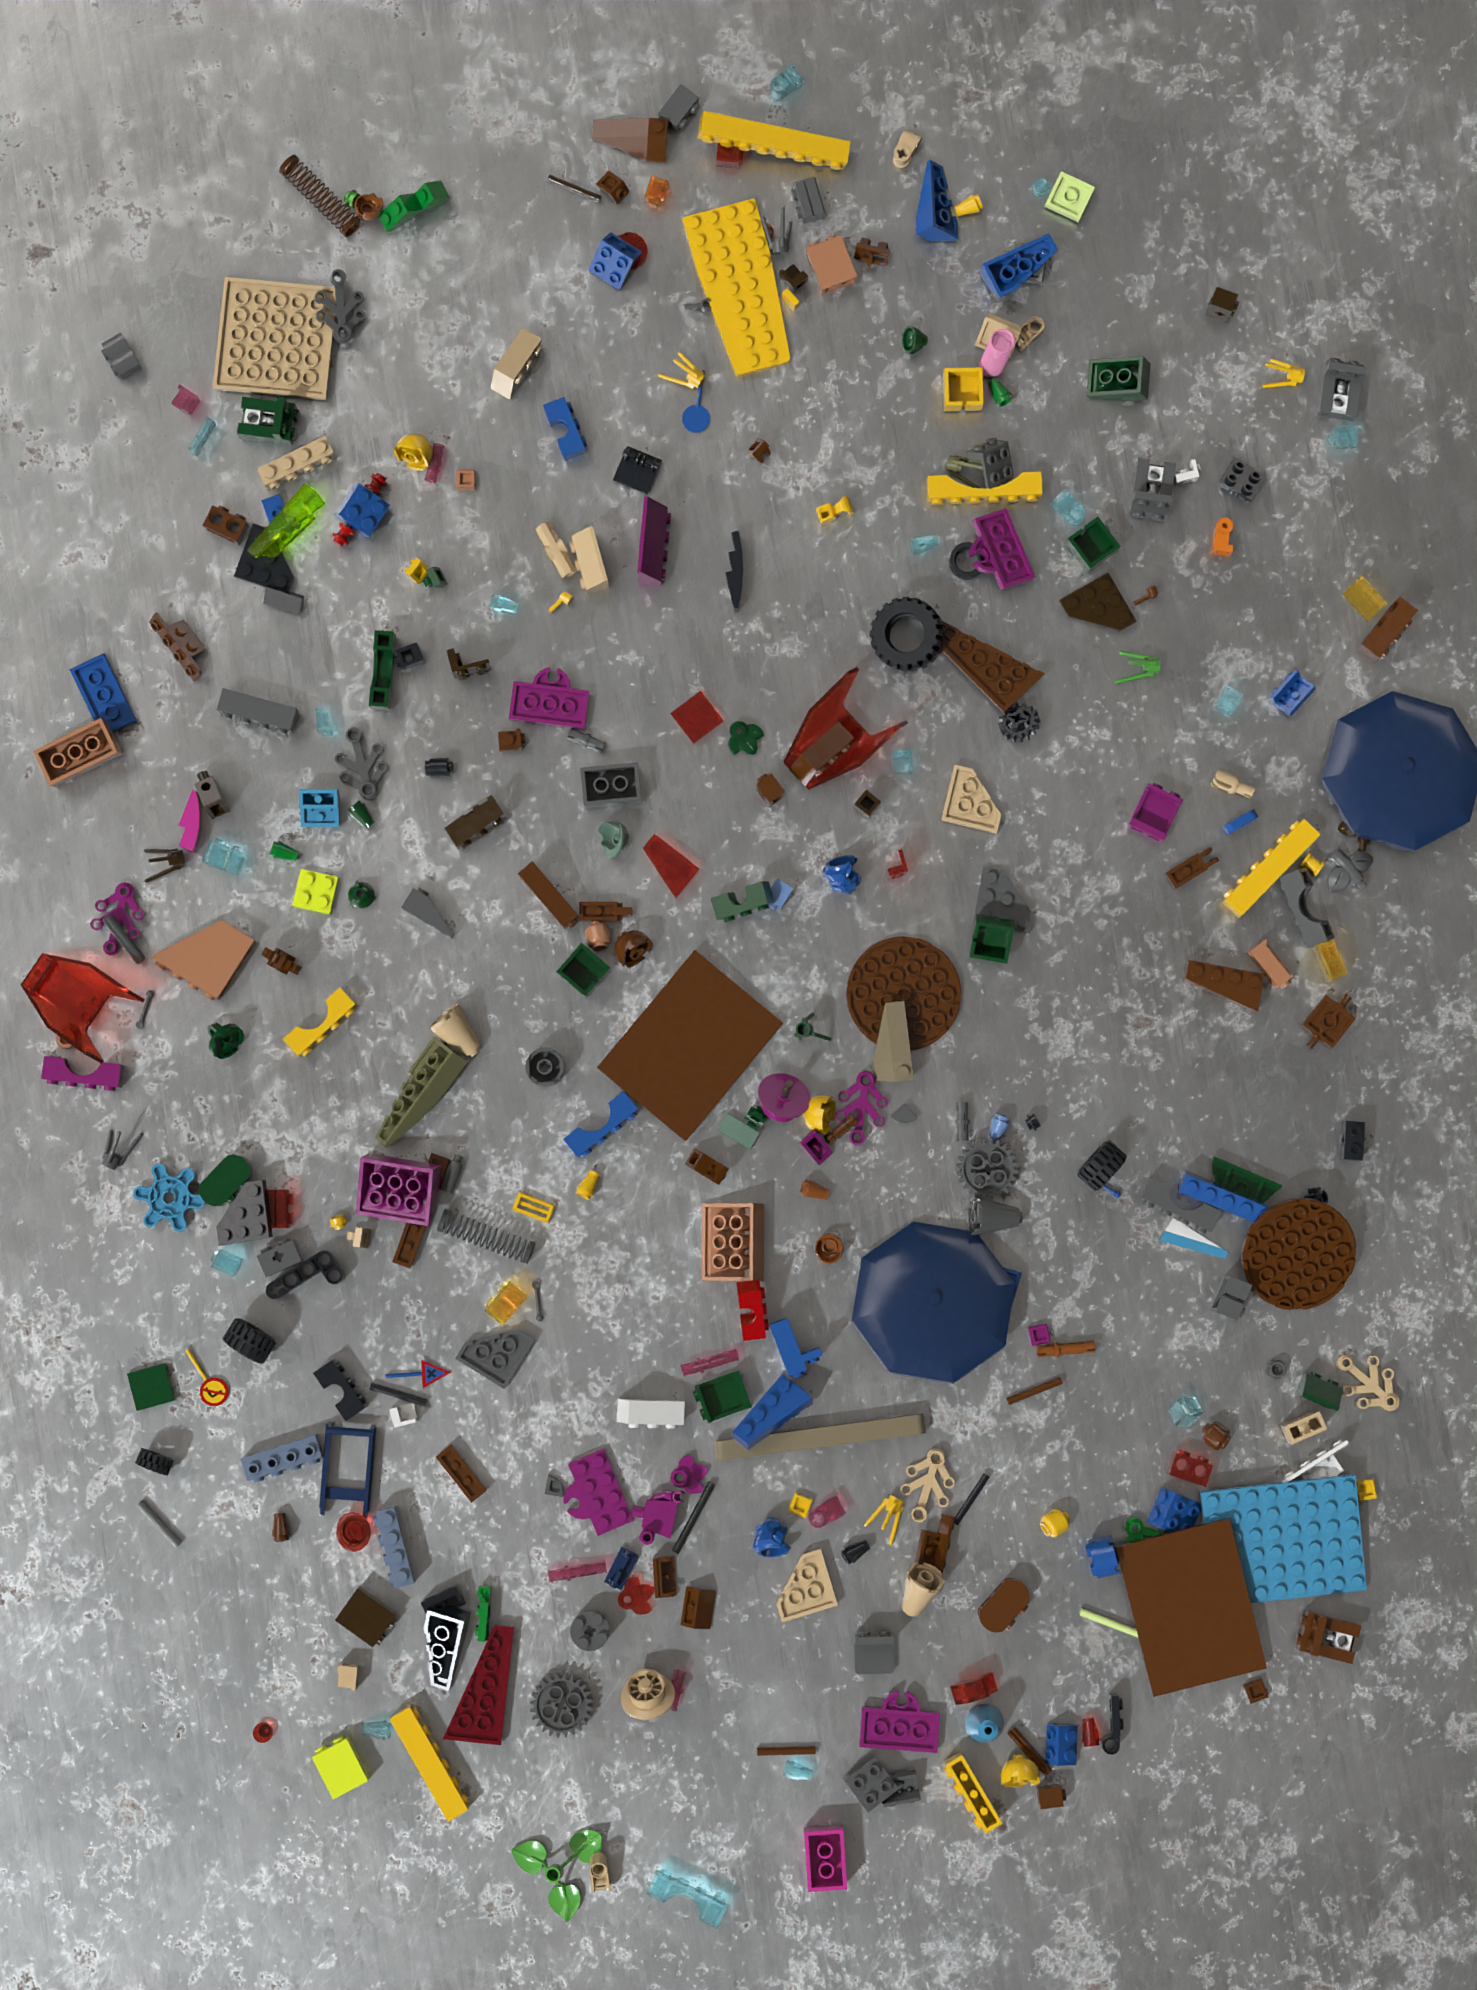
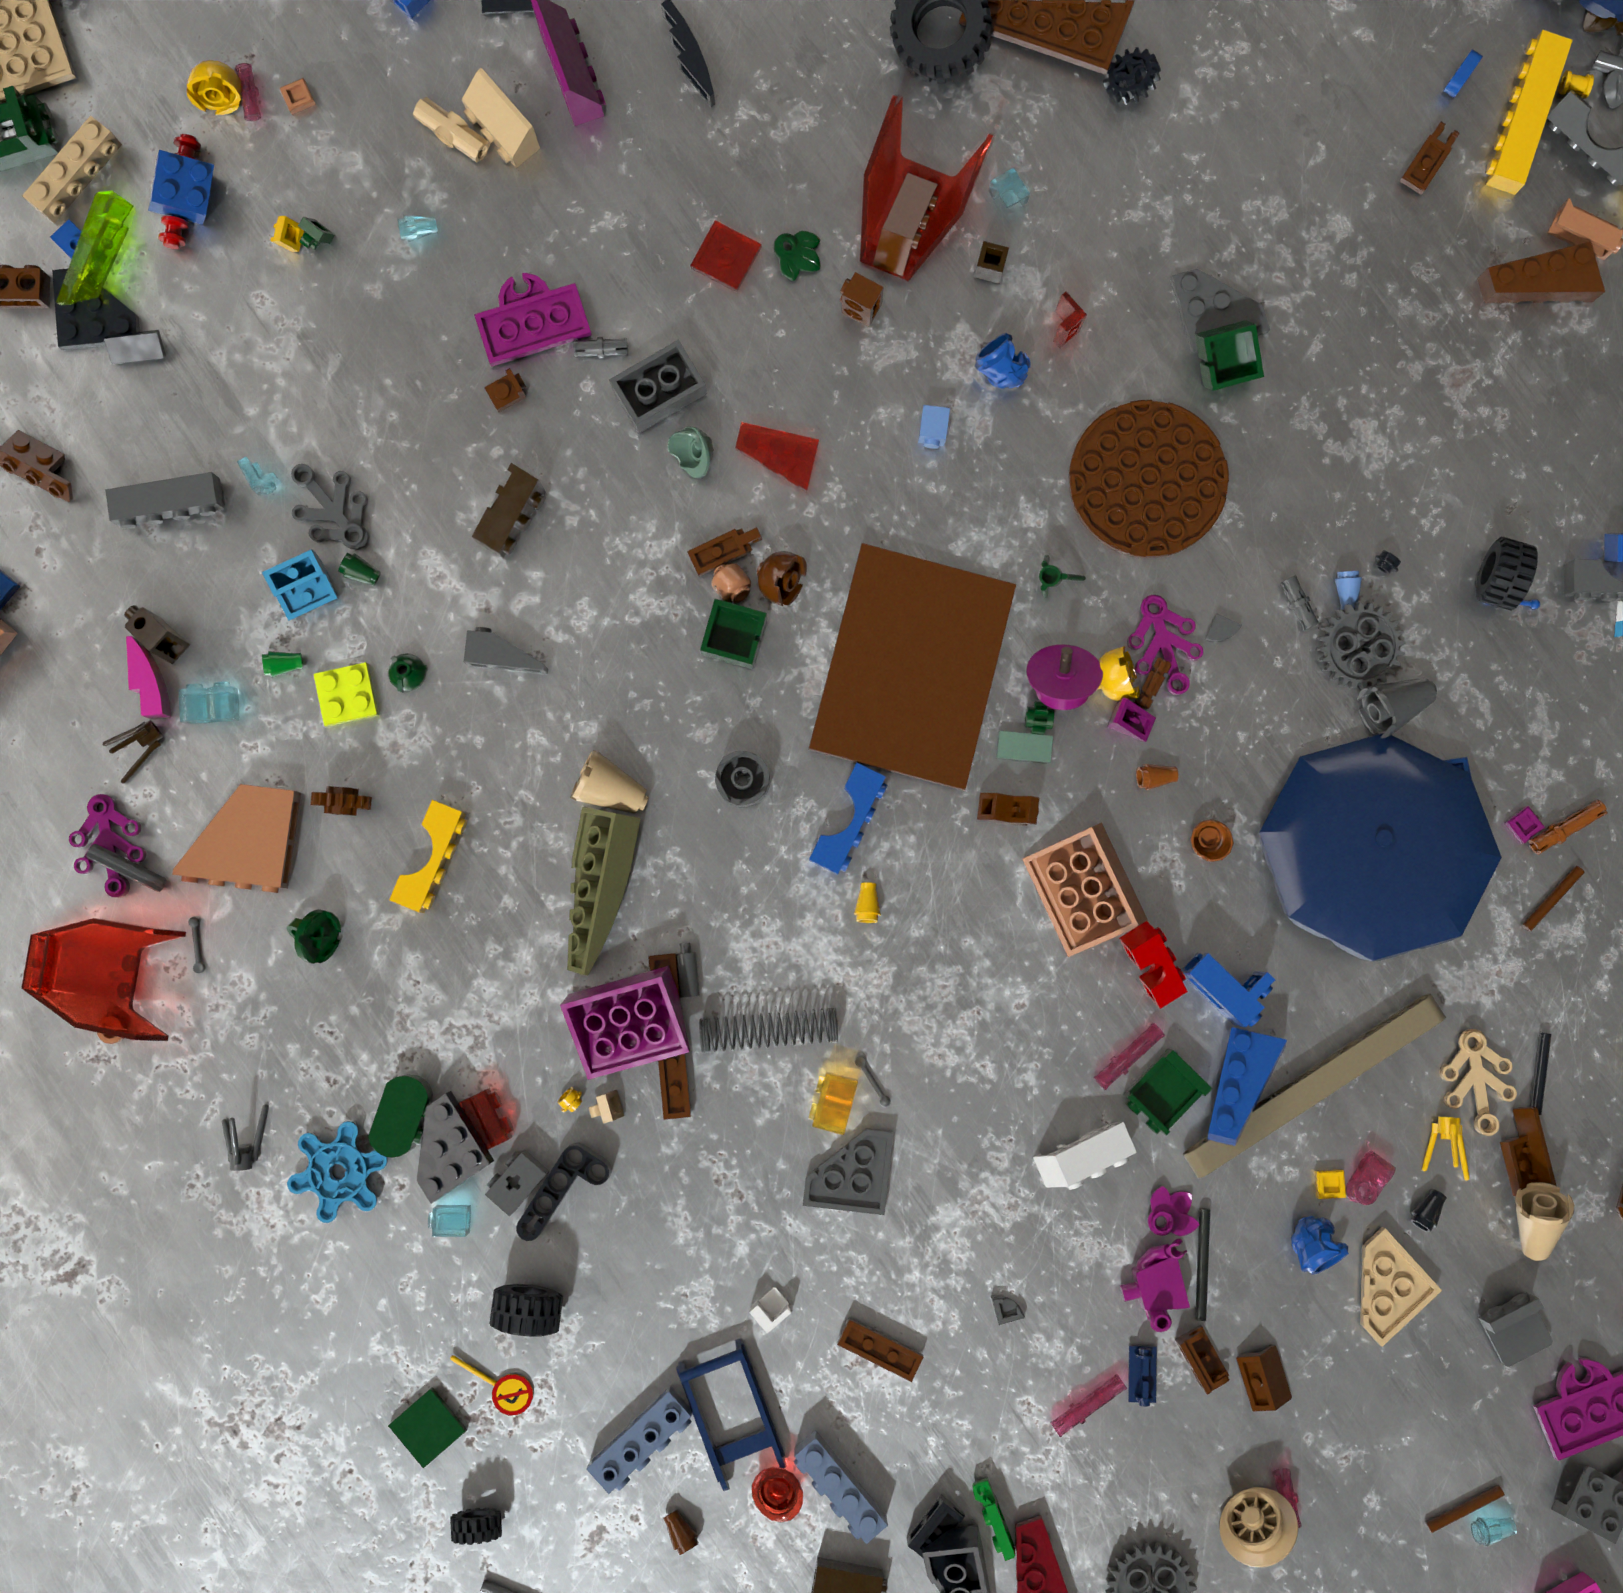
camera: 20 degrees left, 0 degrees up
(106, 1075) = (182, 1053): magenta arch -> none
(352, 1401) = (696, 1323): black arch -> none
(383, 670) = (306, 388): dark green arch -> none
(398, 1394) = (751, 1285): black bar -> none
(412, 650) = (326, 336): black brick -> none
(430, 1373) = (778, 1239): piece -> none
(438, 767) = (430, 466): black brick -> none
(463, 671) = (407, 325): dark brown bracket -> none
(548, 896) = (643, 560): reddish brown slope -> none
(548, 1213) = (787, 966): yellow tile -> none
(564, 597) = (490, 182): yellow hand -> none
(585, 1640) = (1138, 1491): dark grey brick -> none
(597, 1493) = (1066, 1292): magenta plate -> none
(639, 1596) = (1181, 1398): clear red plate -> none
(757, 897) = (912, 439): dark green arch -> none
(892, 1053) = (1172, 552): dark tan wedge -> none
(969, 802) = (1117, 204): tan plate -> none
(1155, 812) = (1351, 110): magenta panel -> none
(1231, 784) = (1429, 32): tan arm -> none

